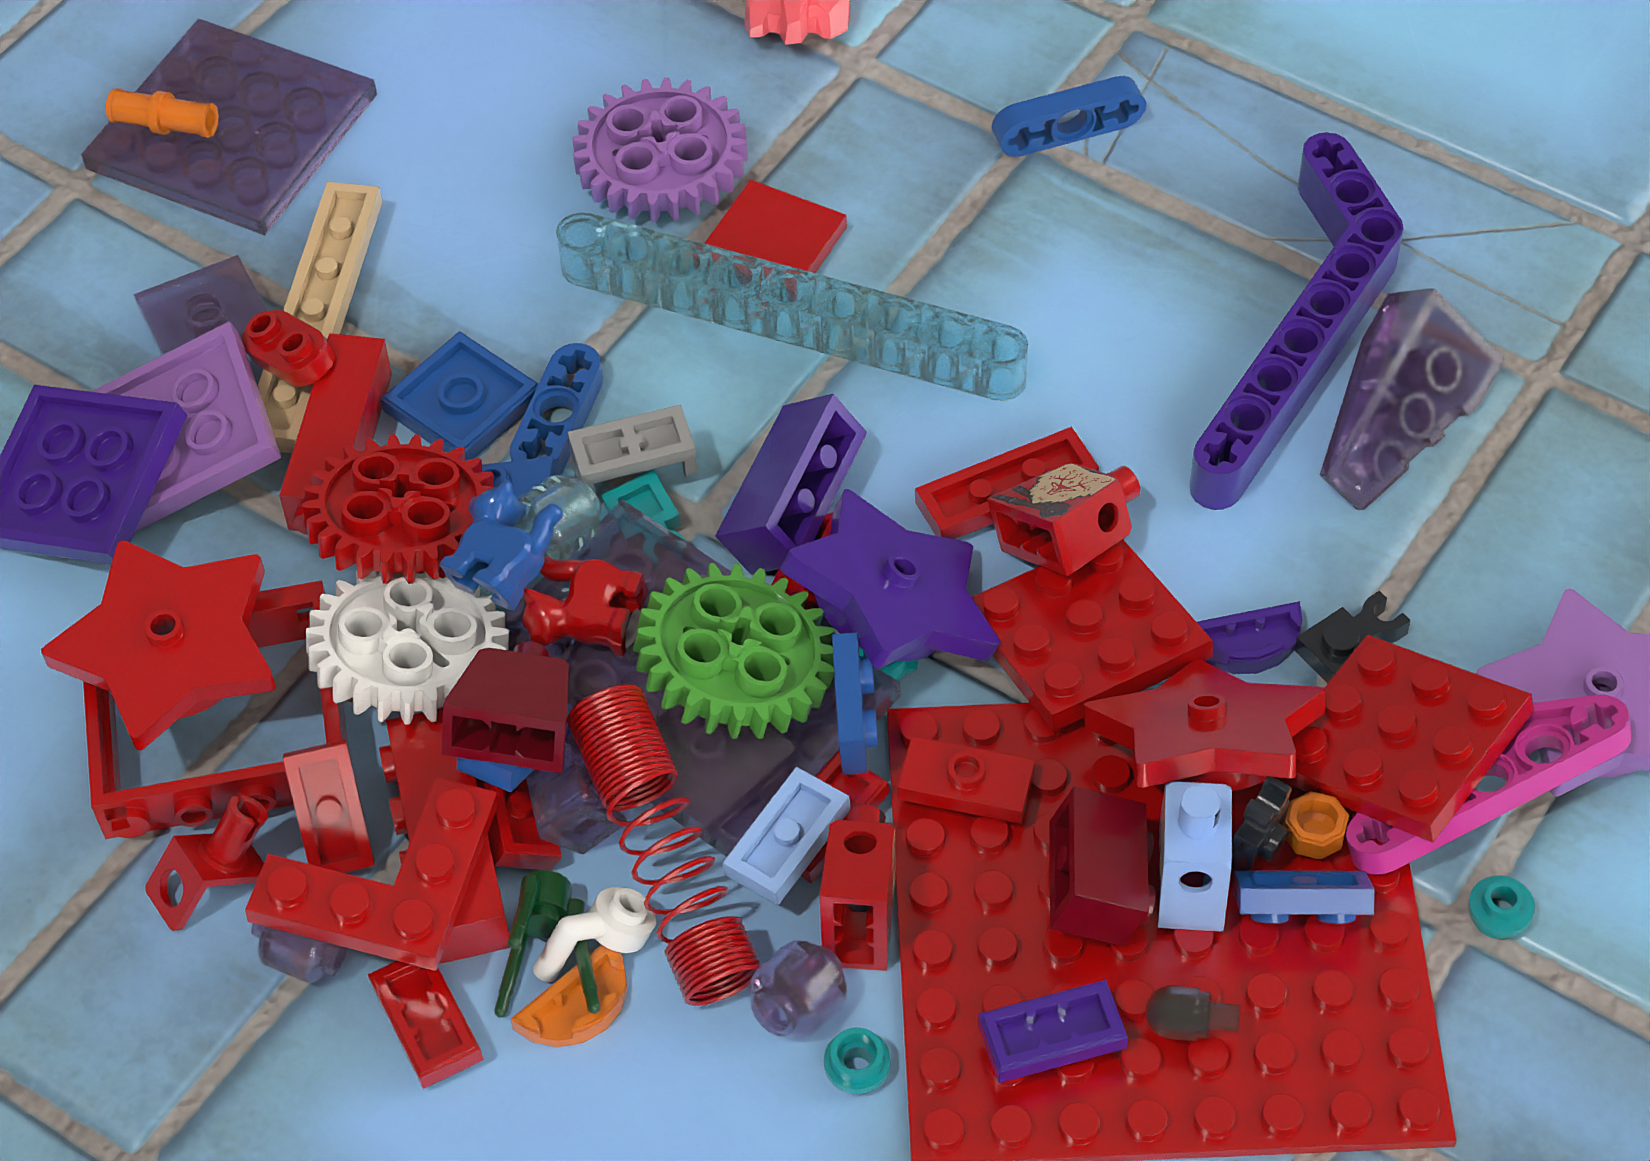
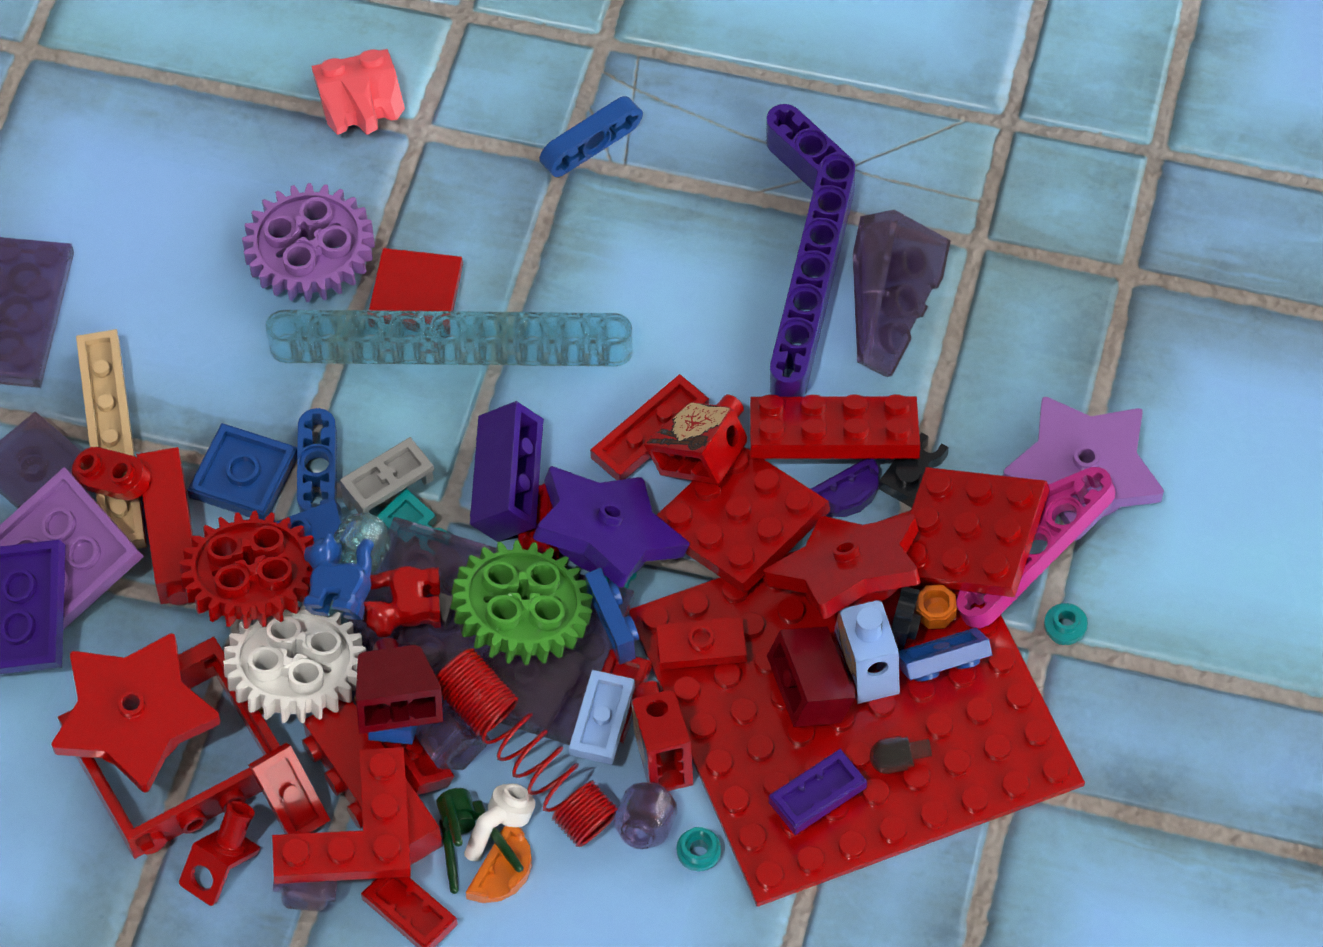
camera: 20 degrees left, 5 degrees up
(1258, 549) = (834, 427): none -> red plate

